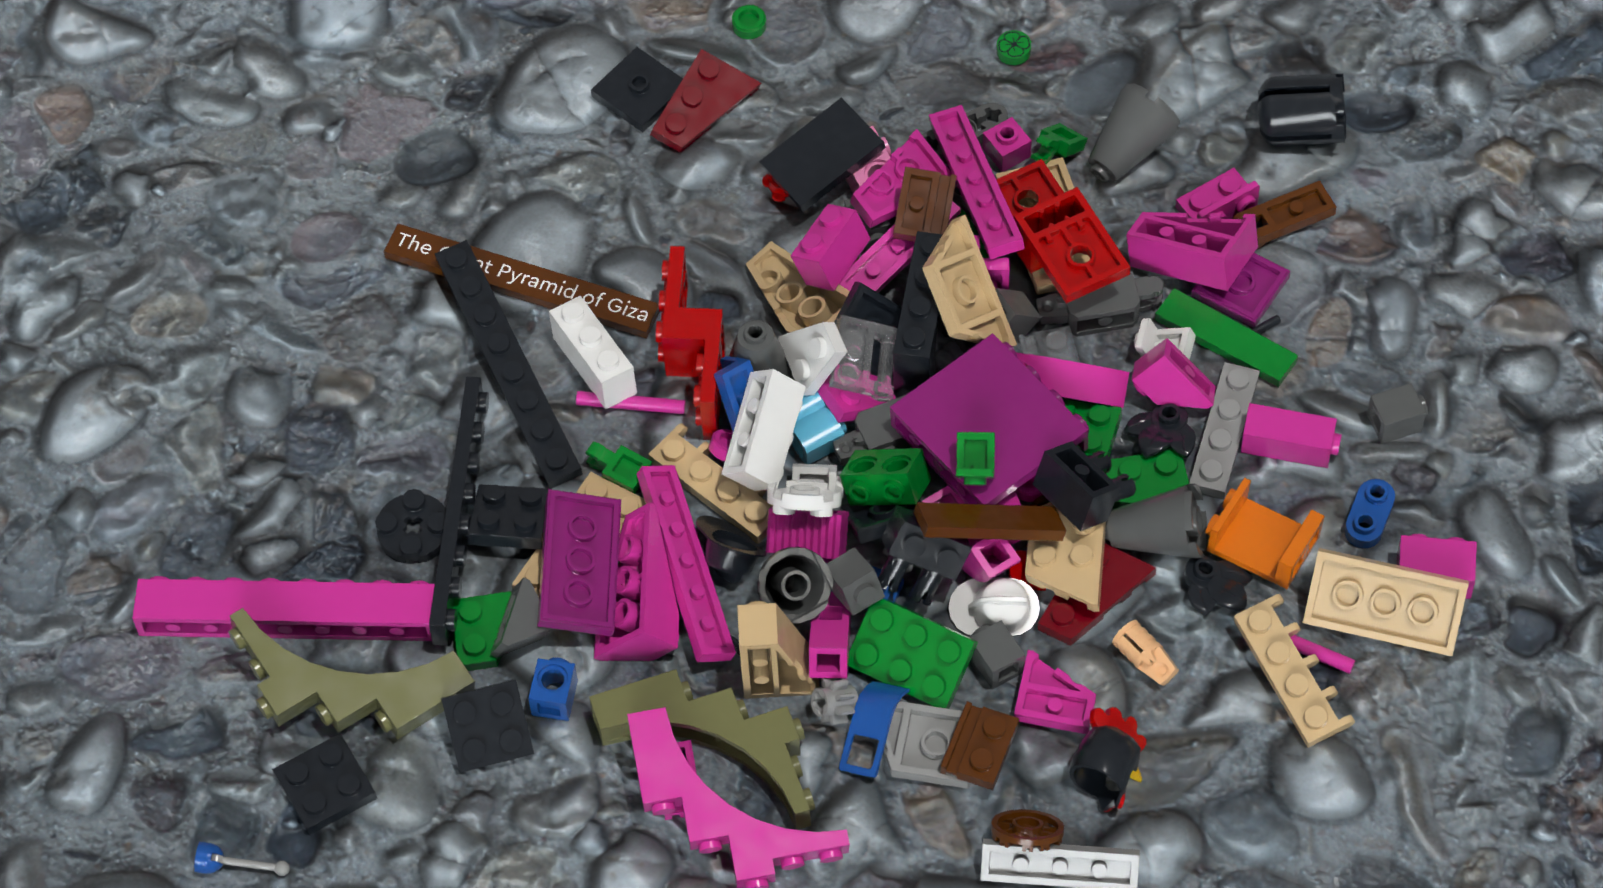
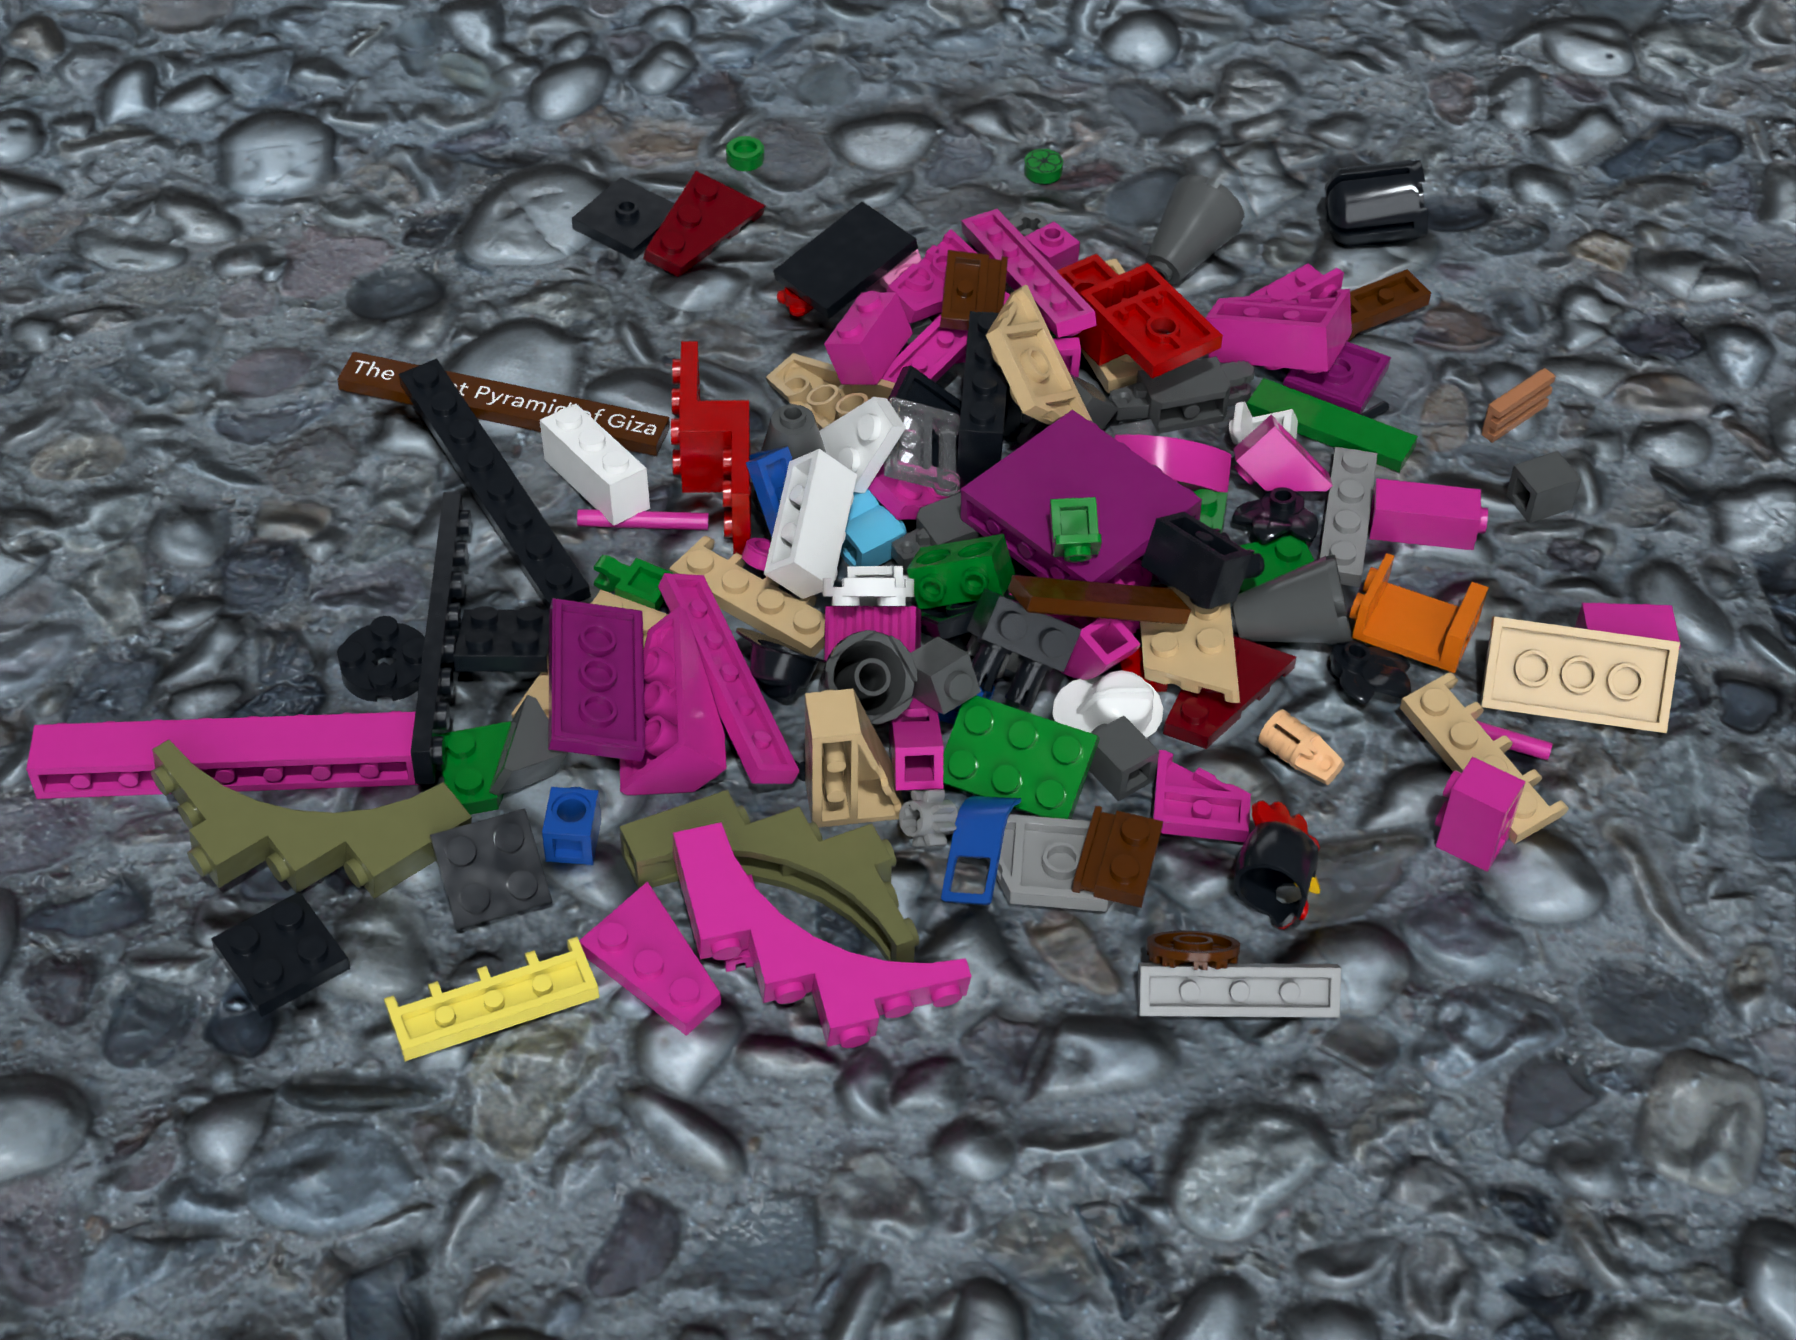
camera: 10 degrees left, 10 degrees down
(210, 859) = (129, 1049): hinge -> none
(484, 837) = (492, 1002): none -> light yellow hinge
(608, 807) = (653, 960): none -> dark pink wing
(1058, 141) = (1110, 245): green plate -> none
(1274, 726) = (1478, 813): none -> dark pink brick
(1371, 511) = (1534, 589): blue plate -> none
(1391, 328) = (1517, 405): none -> nougat tile

